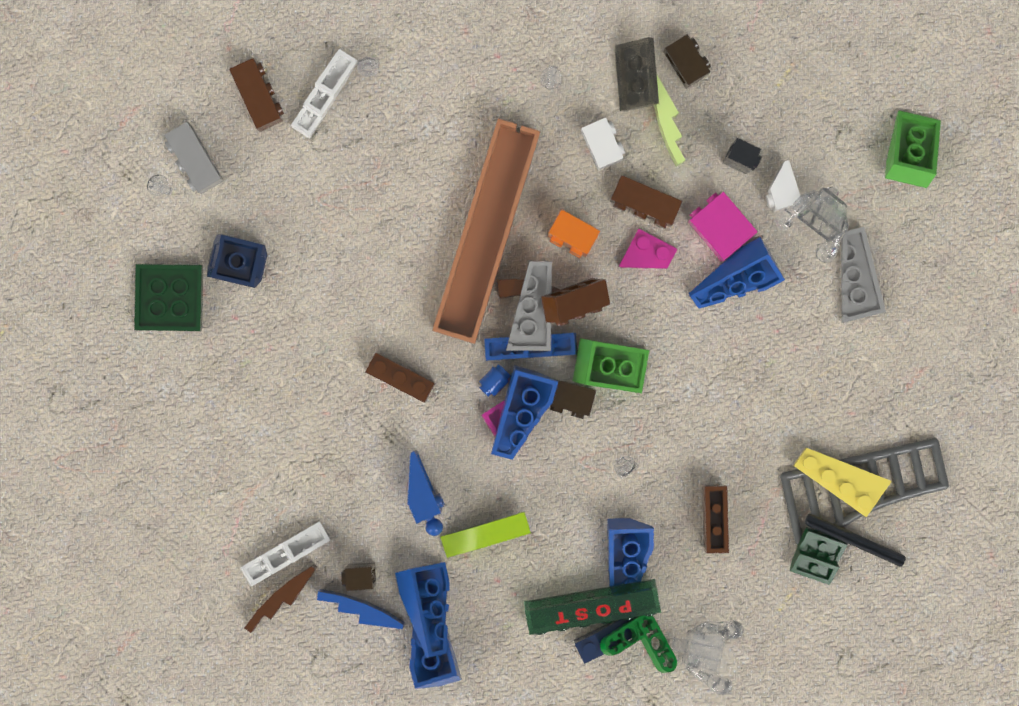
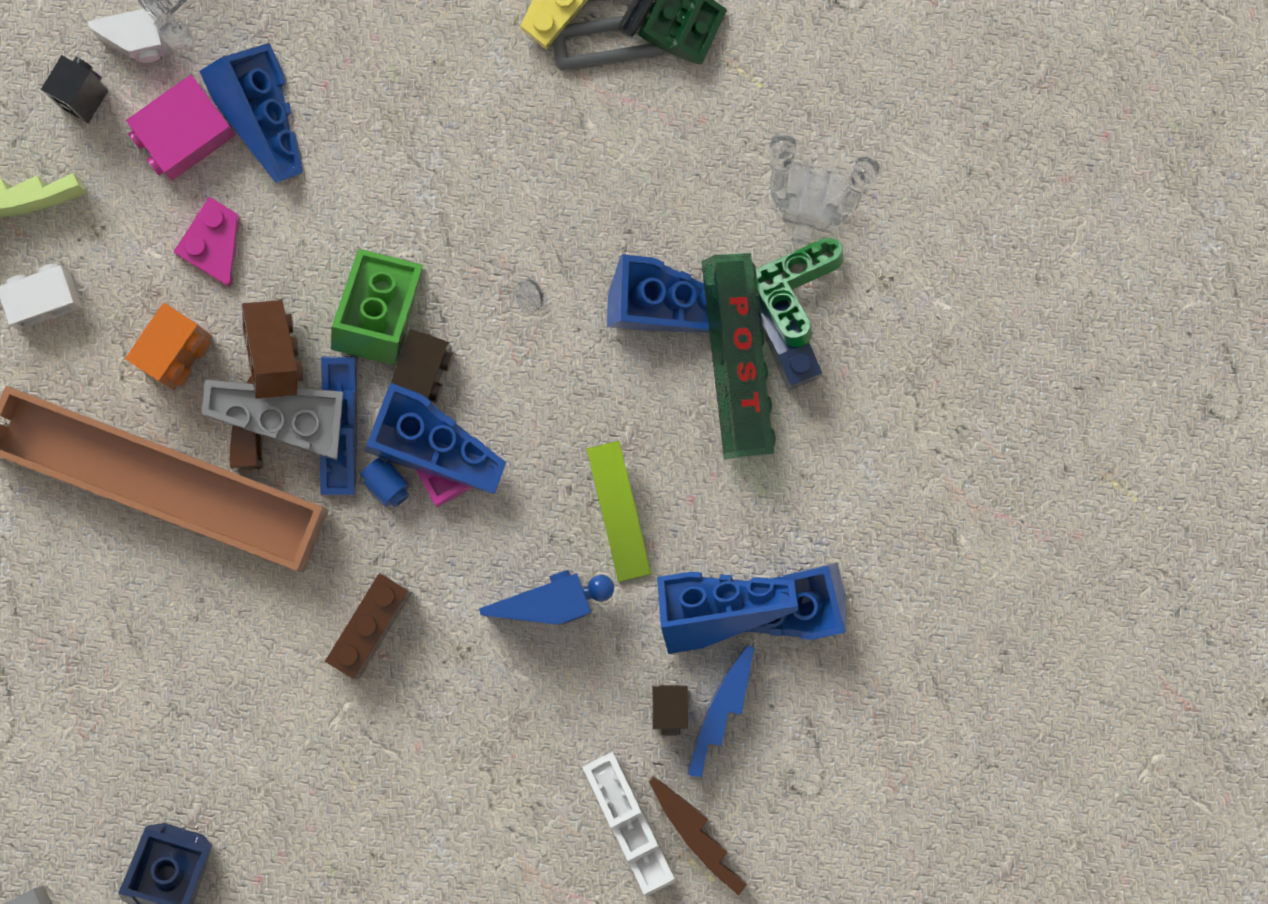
camera: 90 degrees left, 5 degrees down
(645, 202) = (133, 238): reddish brown brick -> none
(715, 518) = (616, 165): reddish brown brick -> none

